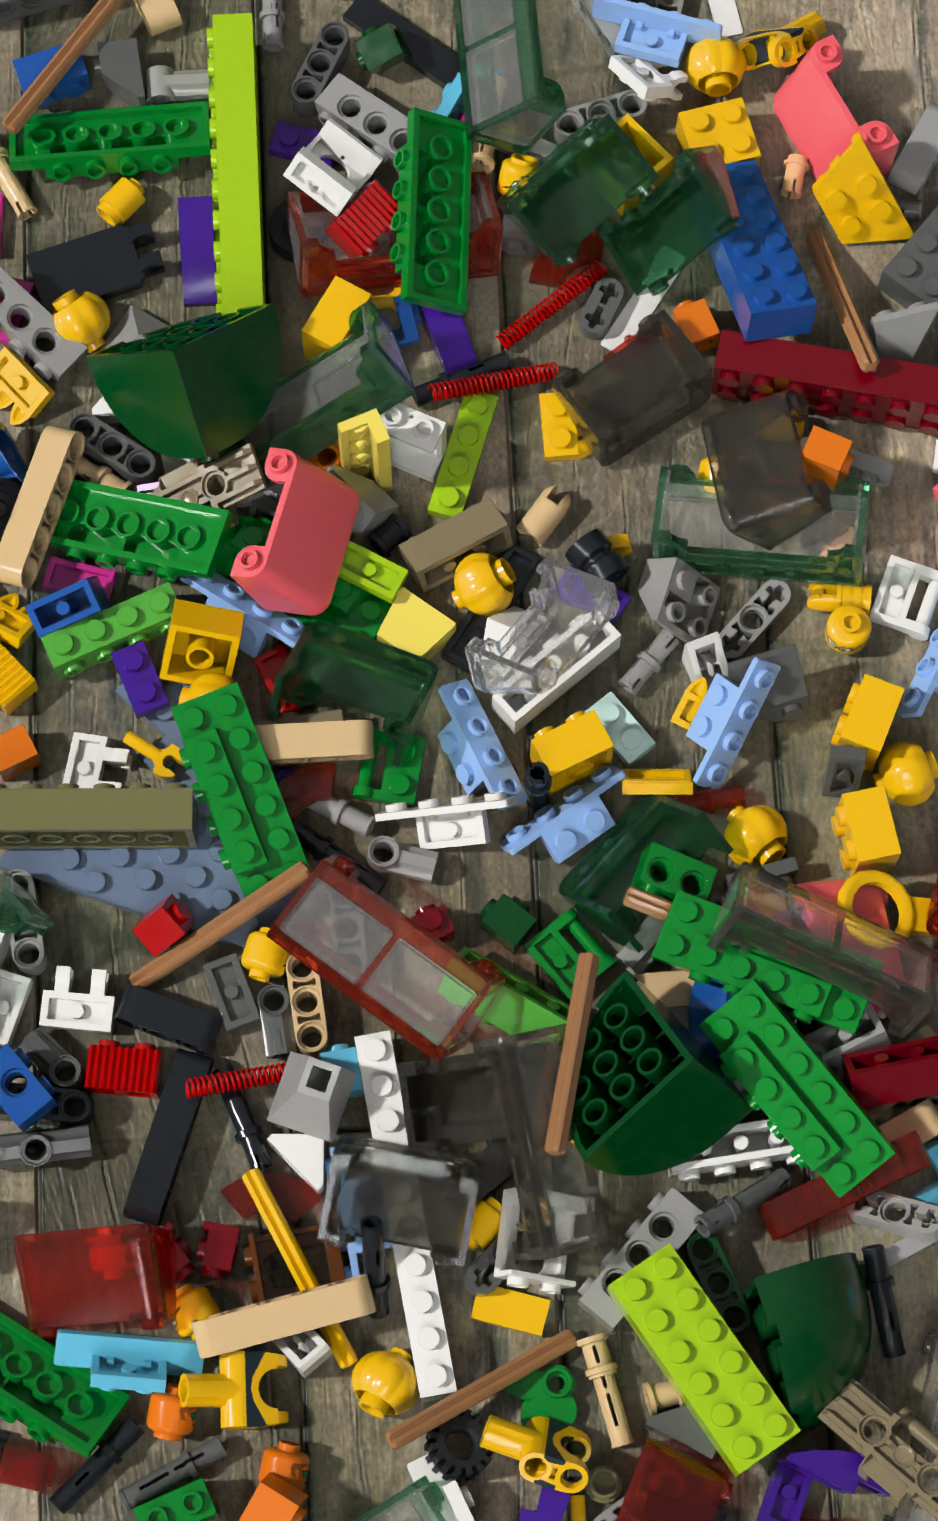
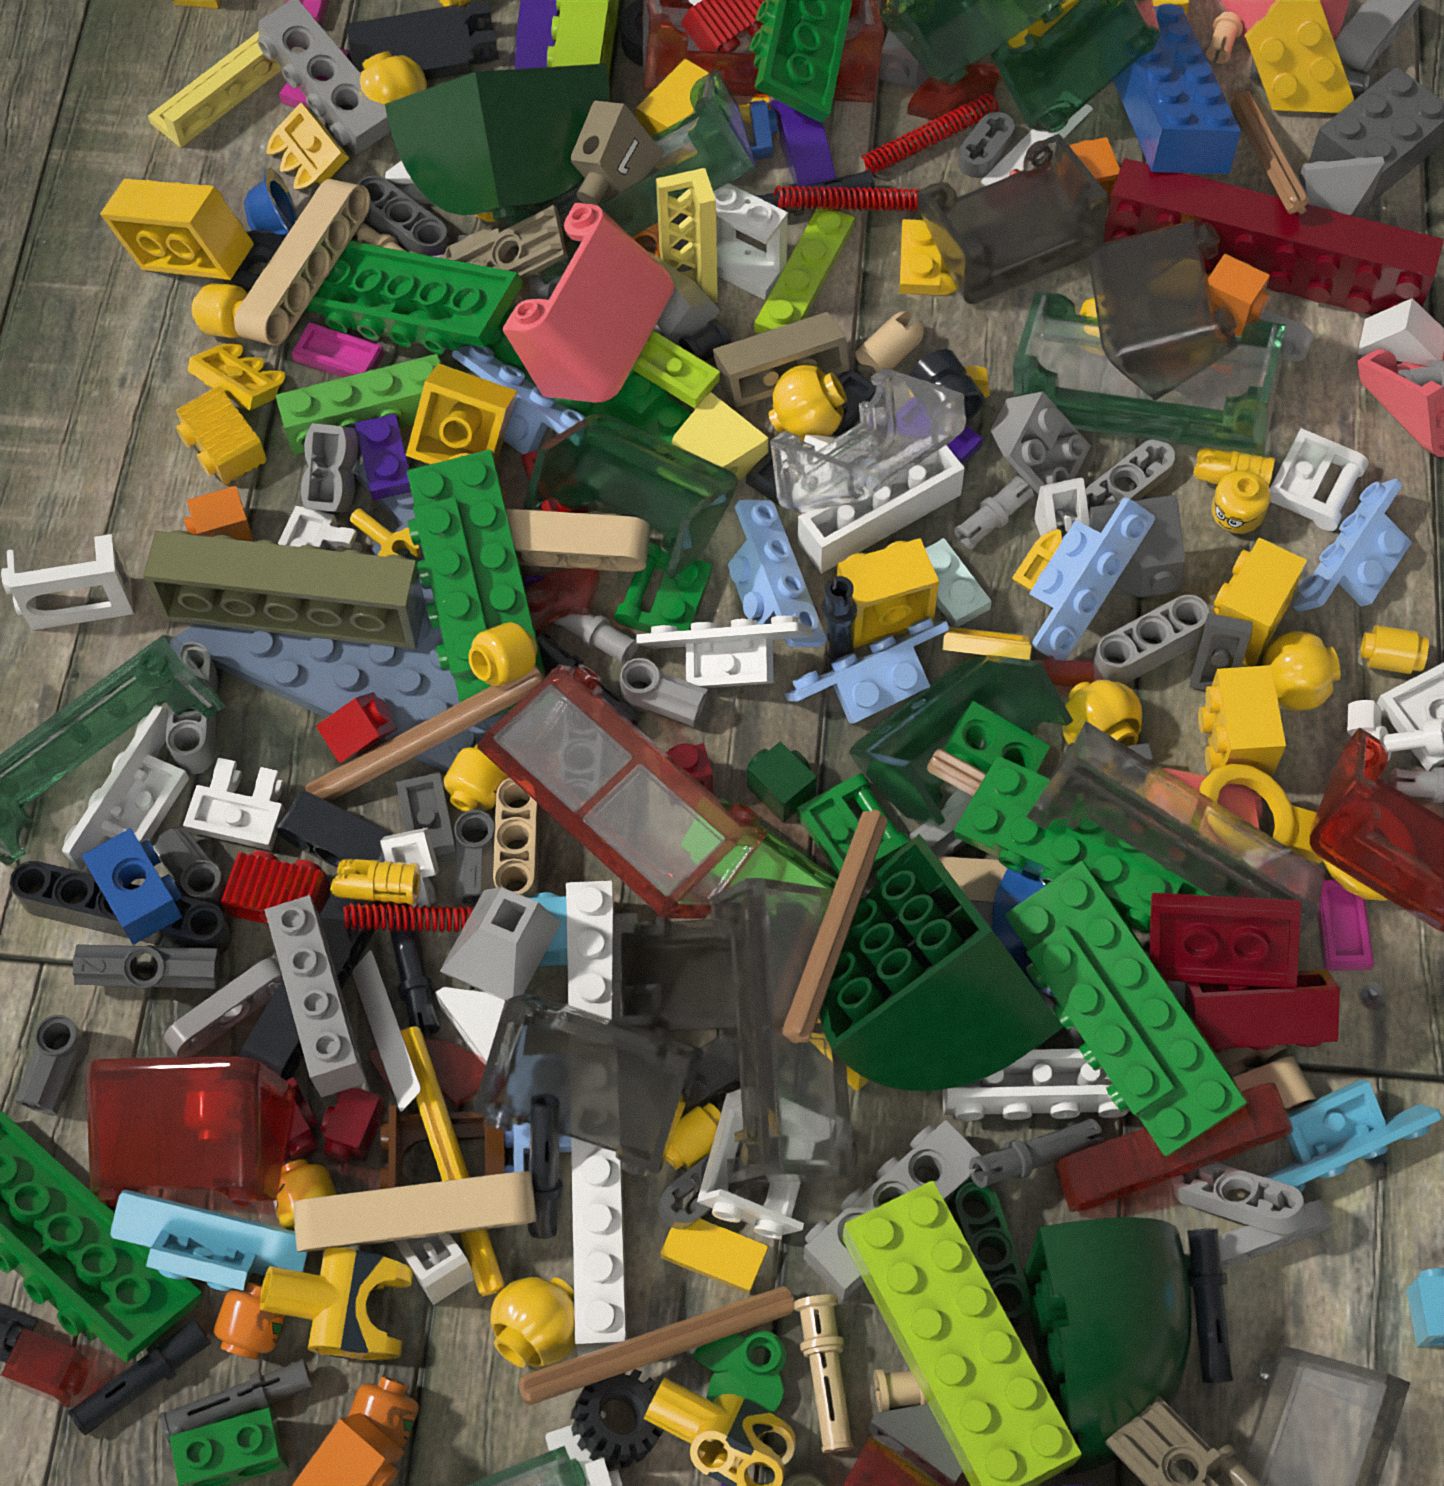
camera: 10 degrees right, 10 degrees down
(67, 606) = (314, 362): blue brick -> none
(100, 706) = (330, 457): none -> light grey brick
(103, 1170) = (224, 1009): none -> light grey beam
(177, 1158) = (315, 996): none -> light grey brick
(205, 1056) = (377, 881): none -> yellow hinge
(229, 1034) = (414, 848): none -> white plate
(232, 1173) = (386, 1031): none -> white sticker
(275, 857) = (503, 654): none -> yellow head
(290, 386) = (612, 152): none -> dark tan torso
(794, 748) = (1160, 625): none -> light grey beam
(868, 1029) = (1225, 939): none -> dark red plate

